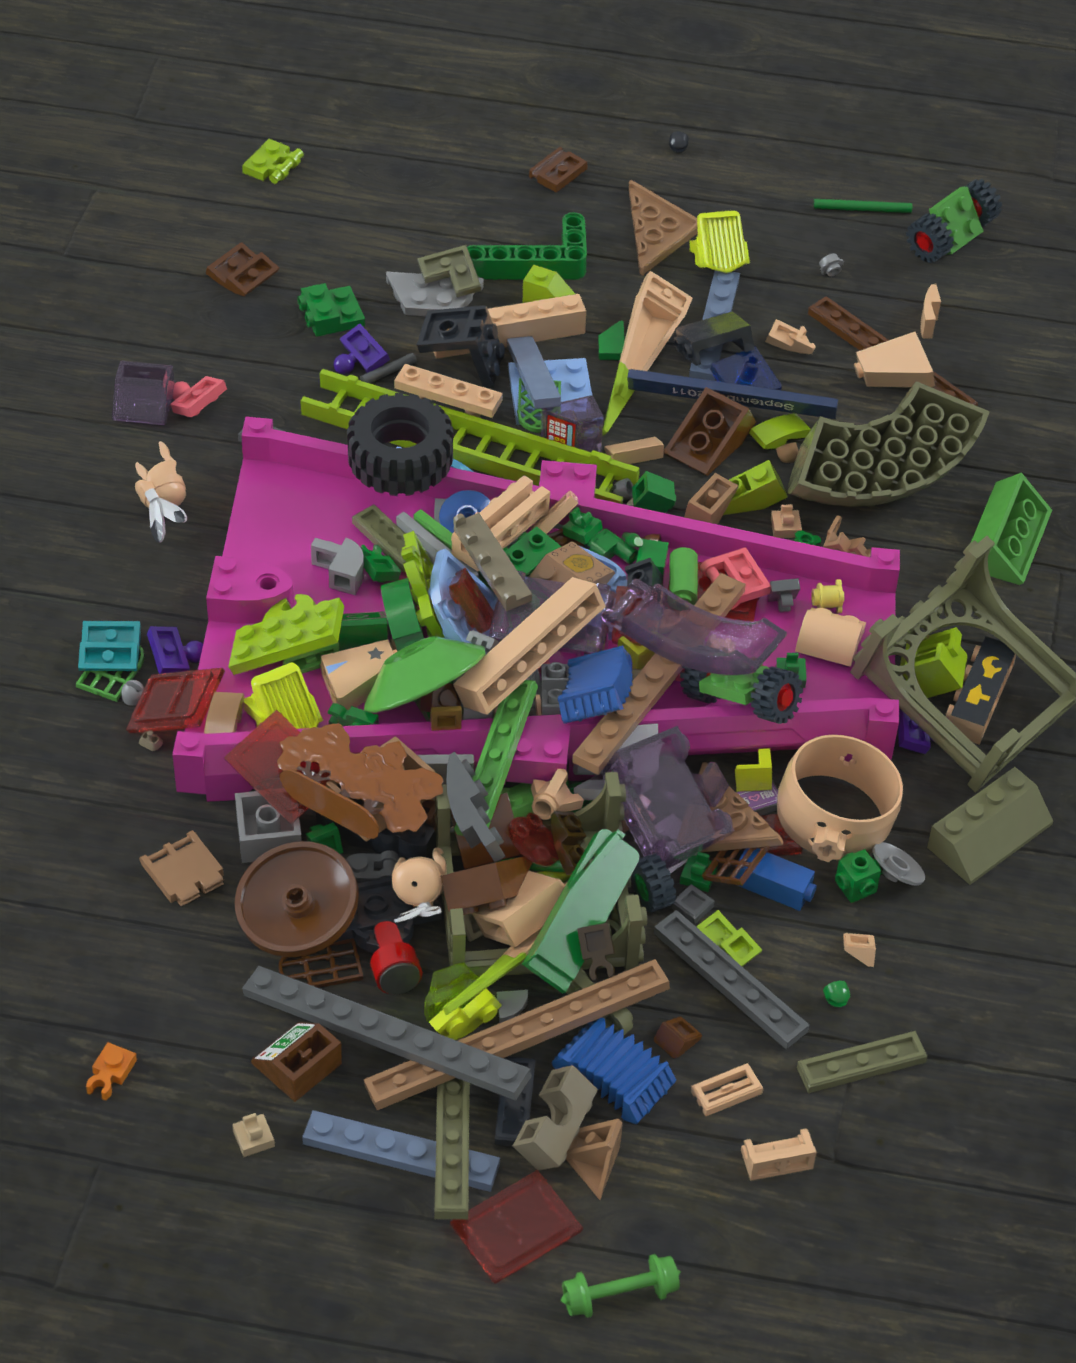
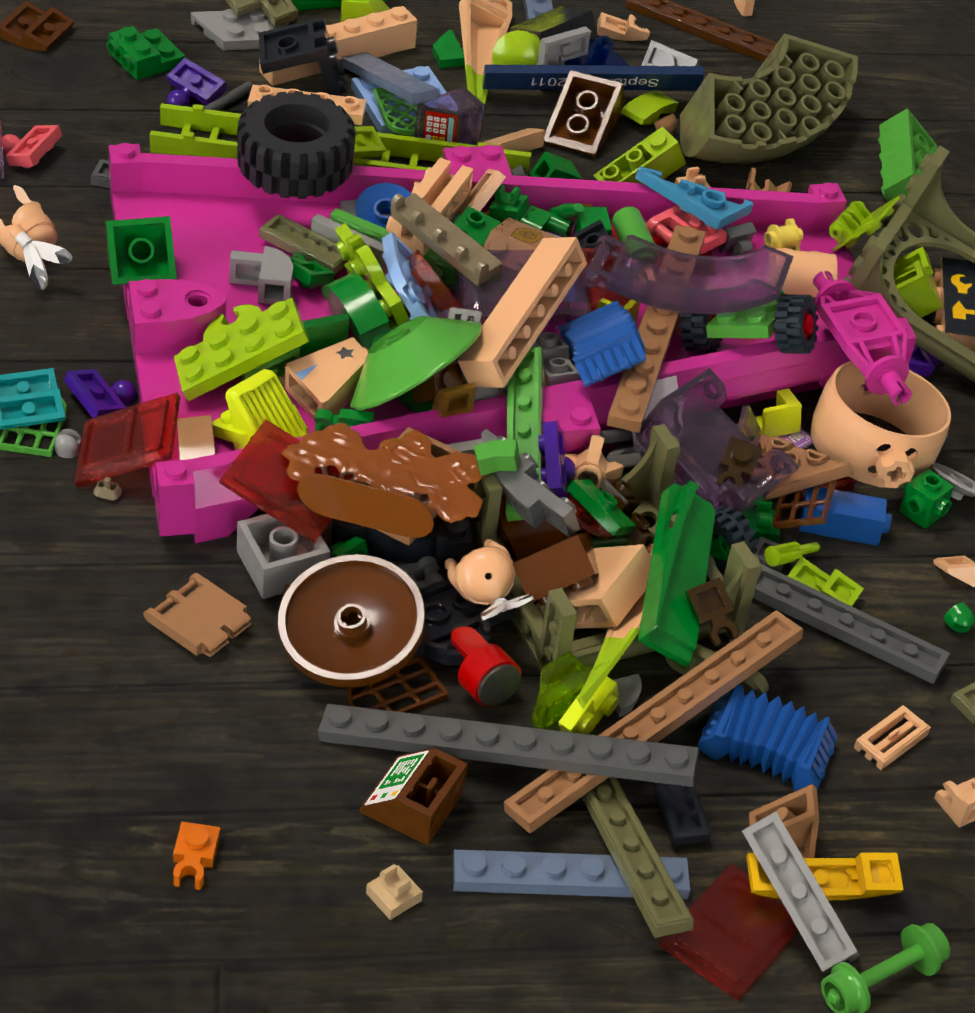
camera: 20 degrees left, 5 degrees down
(241, 525) = (140, 249): none -> green slope
(449, 780) = (497, 456): none -> bright green piece
(479, 436) = (367, 142): none -> lime plate
(512, 790) = (558, 467): none -> dark purple plate
(542, 836) = (601, 507): none -> green plate
(545, 1139) = (739, 780): dark tan arch -> none
(573, 1207) = (800, 892): none -> light grey fence
(602, 1198) = (840, 877): none -> yellow slope
(670, 357) = (516, 49): none -> lime dish
(676, 1036) = (814, 693): reddish brown slope -> none
(684, 814) = (738, 461): none -> dark brown plate
(705, 361) = (564, 46): none -> light grey tile
(706, 904) = (788, 552): none -> lime axle
(711, 500) = (620, 165): medium nougat slope -> none
(753, 550) = (696, 199): none -> dark azure wing
(818, 382) = (662, 55): none -> light grey plate
(838, 714) = (867, 334): none -> dark pink plate
(895, 363) = (737, 35): light nougat slope -> none
(904, 592) = (858, 220): none -> lime hinge

